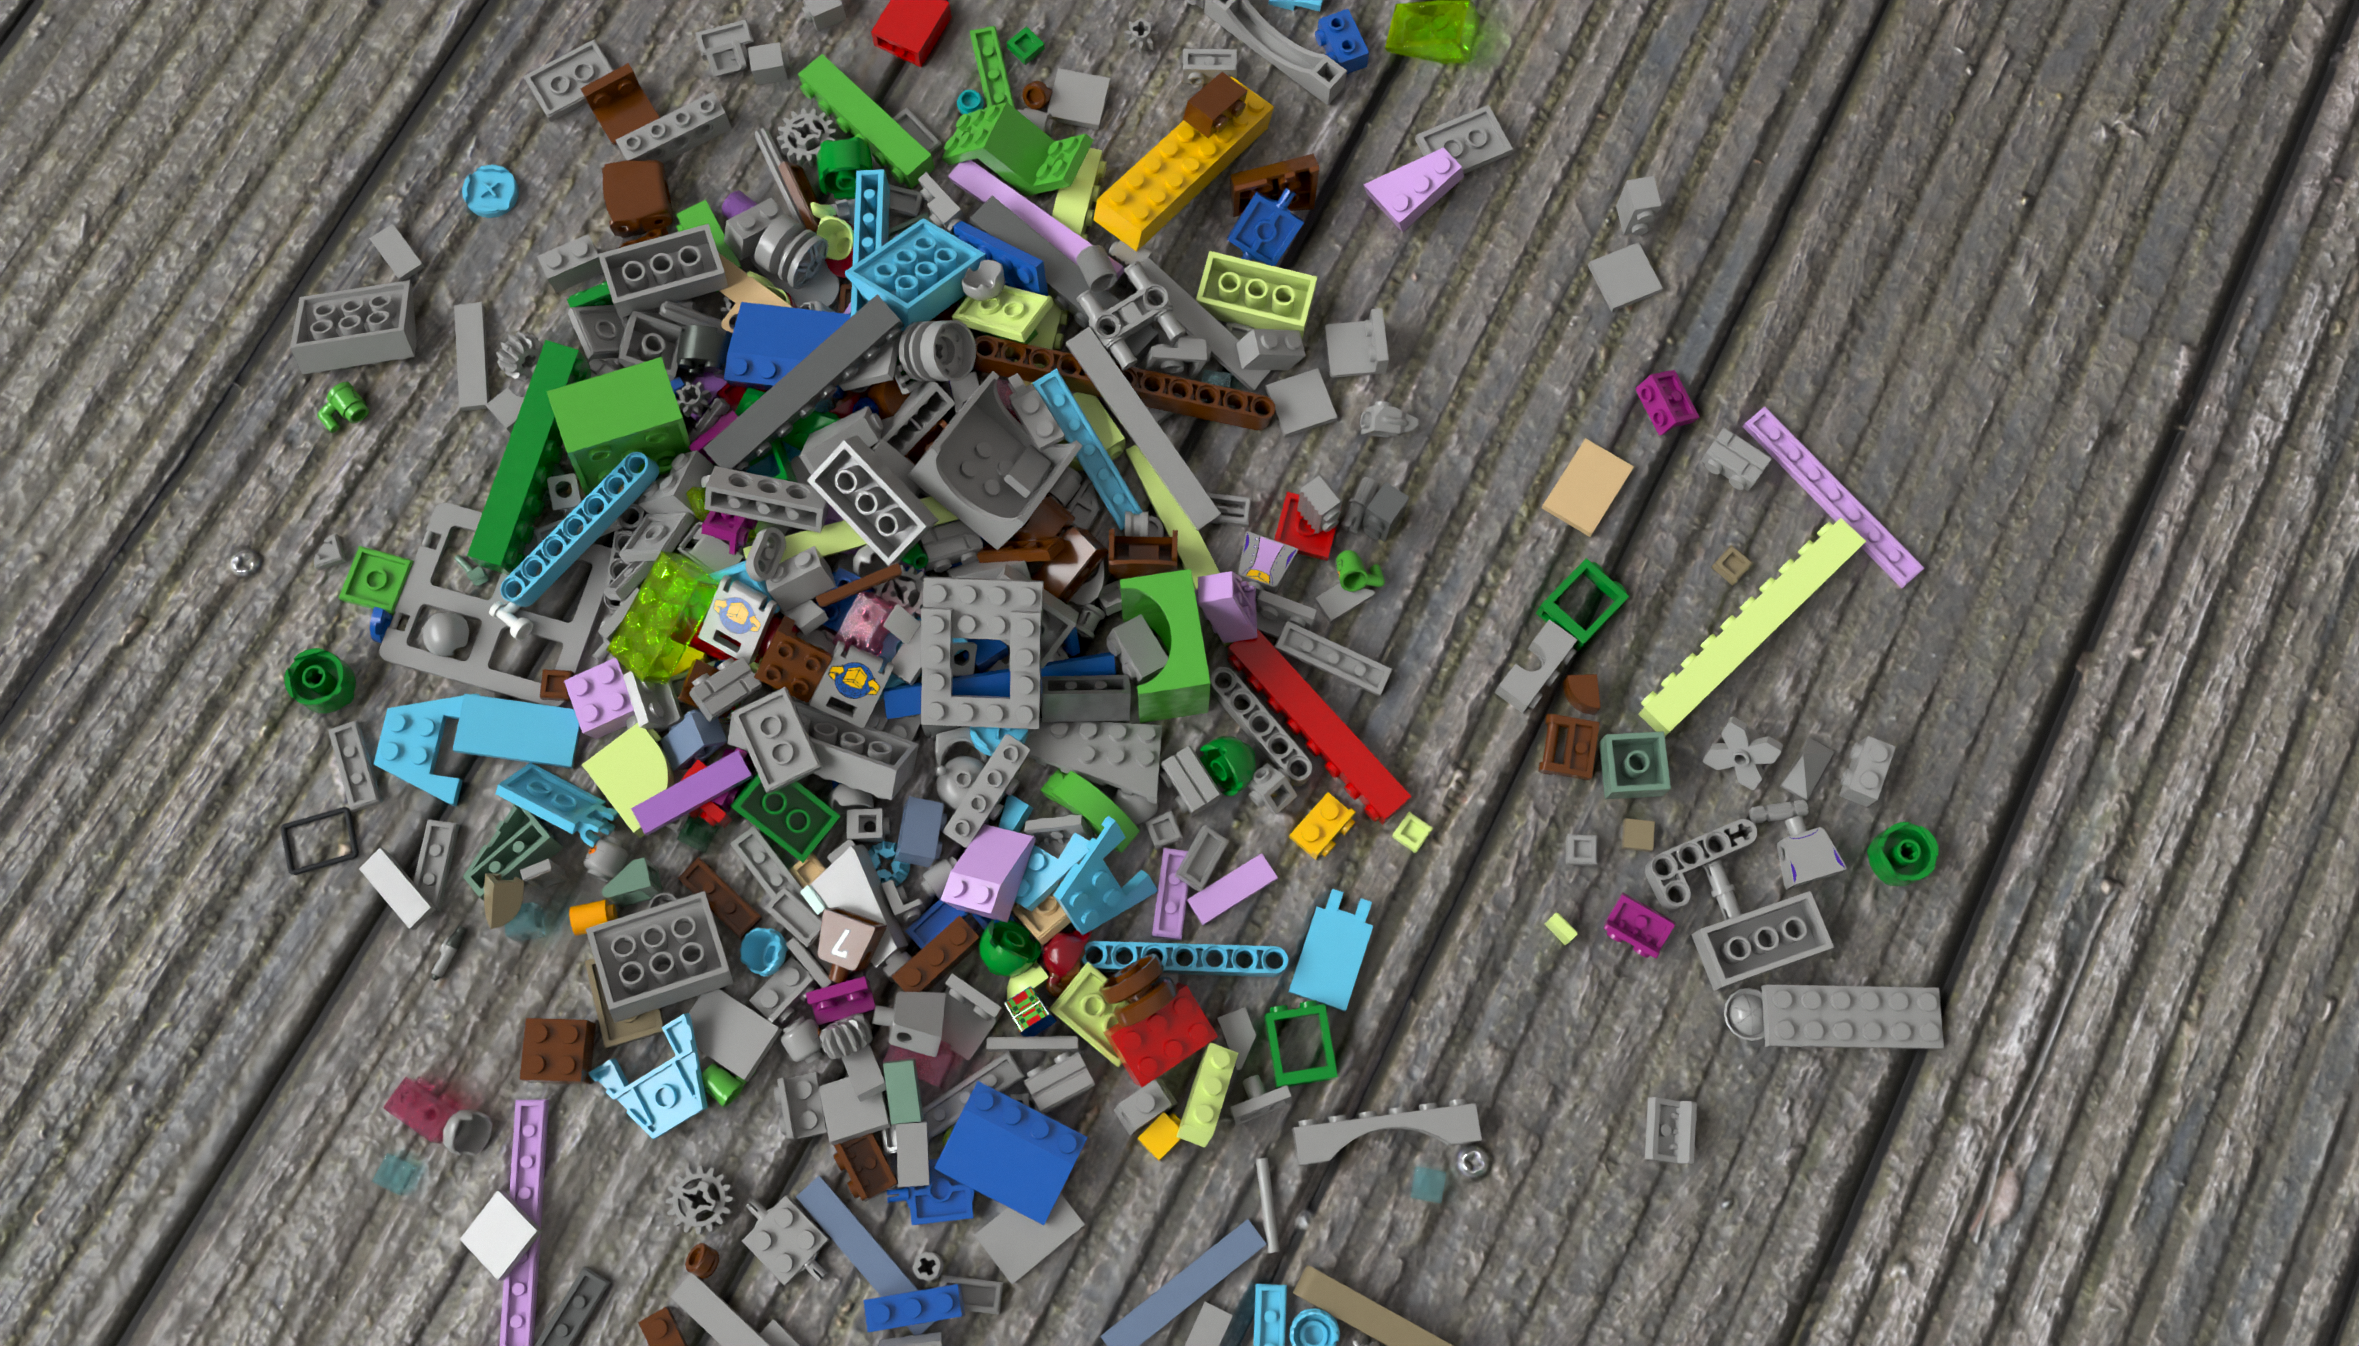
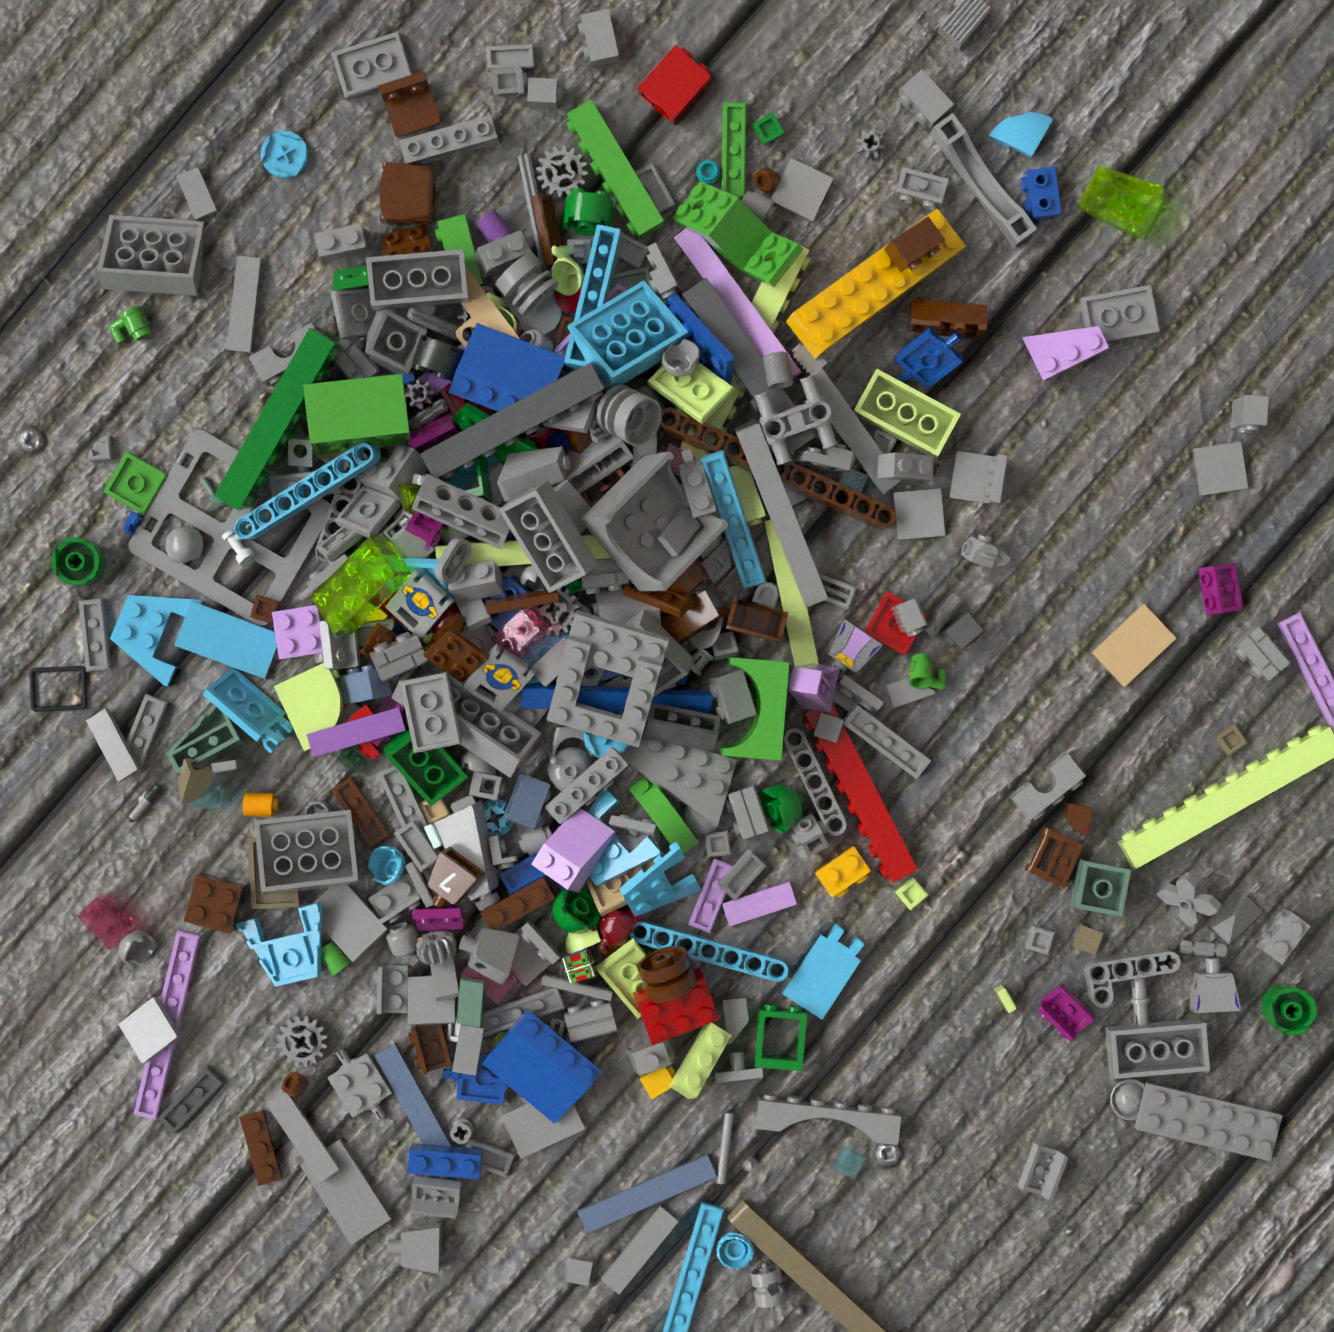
camera: 15 degrees right, 15 degrees up
(394, 1174) = (77, 962): clear light blue tile -> none
(519, 355) = (285, 318): light grey gear -> none
(606, 859) = (279, 762): light grey head -> none
(634, 884) = (300, 790): sand green tile -> none
(901, 624) = (549, 640): white sticker -> none
(1136, 524) = (757, 592): light grey wheel -> none
(1259, 655) = (828, 727): none -> light grey tile
(1596, 574) = (1079, 757): green window -> none

